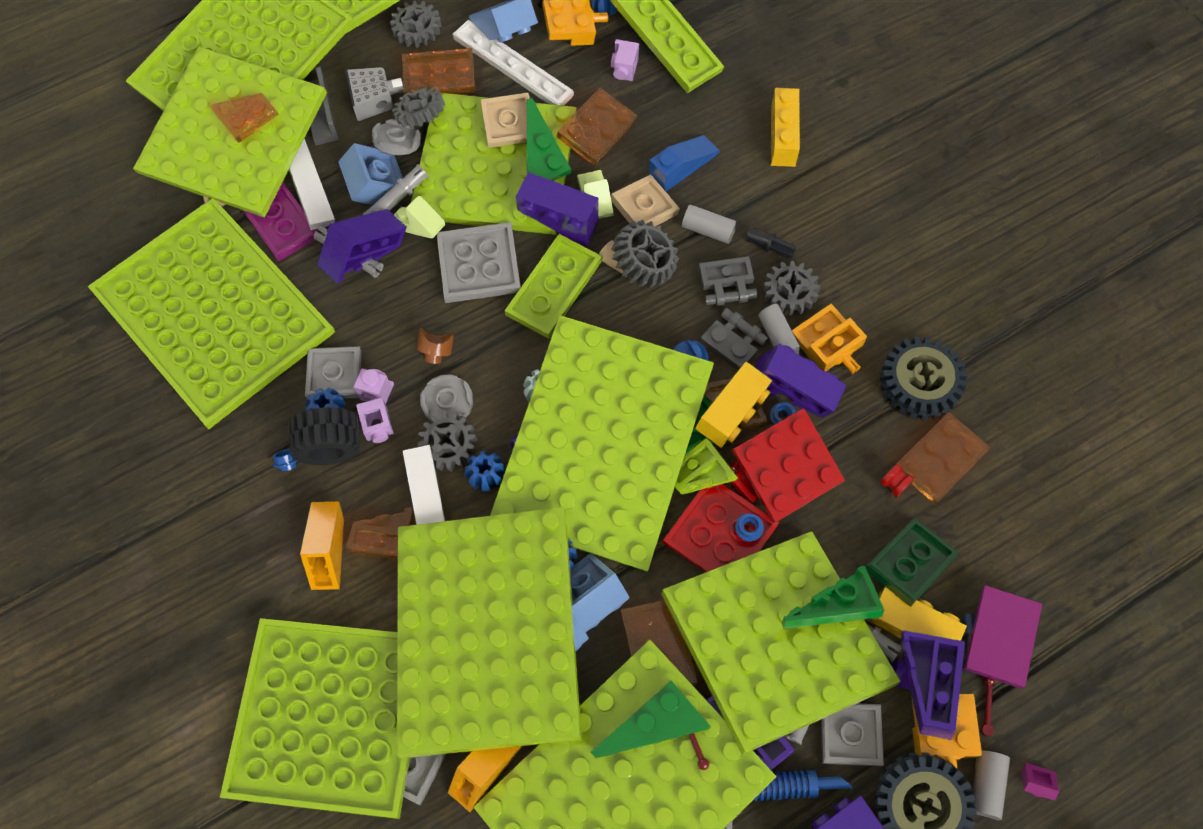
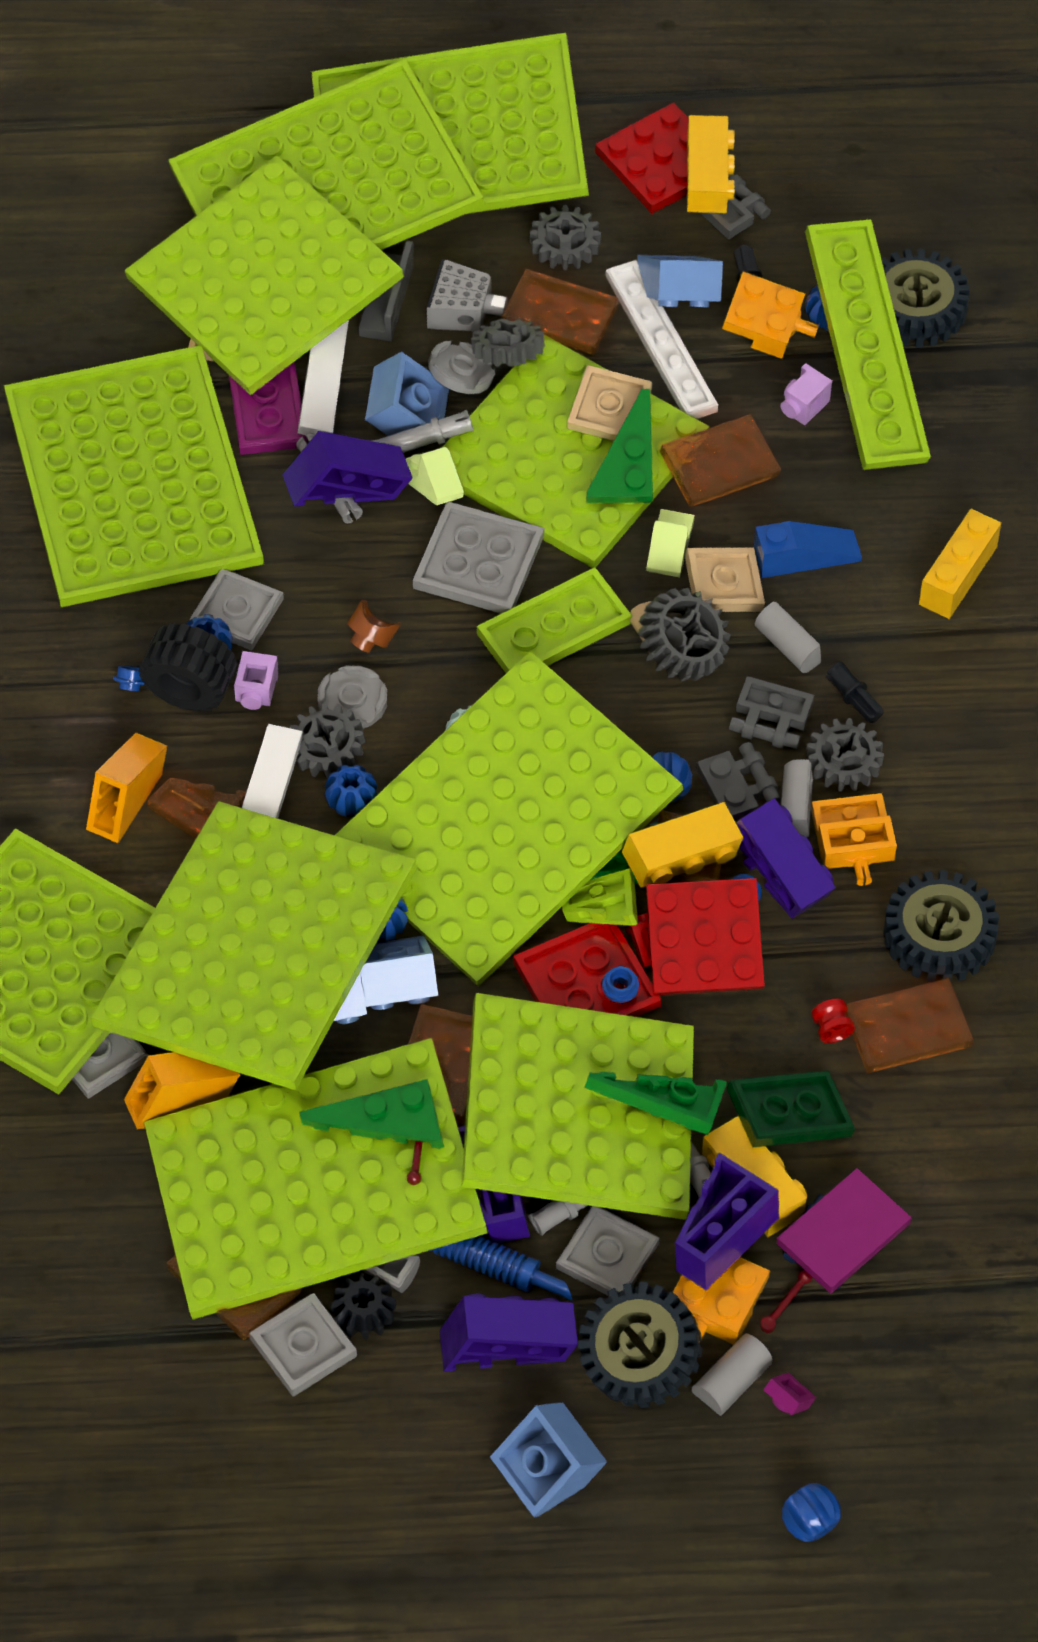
camera: 25 degrees right, 10 degrees down
(244, 114) = (288, 262): clear orange wing -> none
(373, 385) = (276, 636): lavender brick -> none
(559, 208) = (609, 536): dark purple wedge -> none

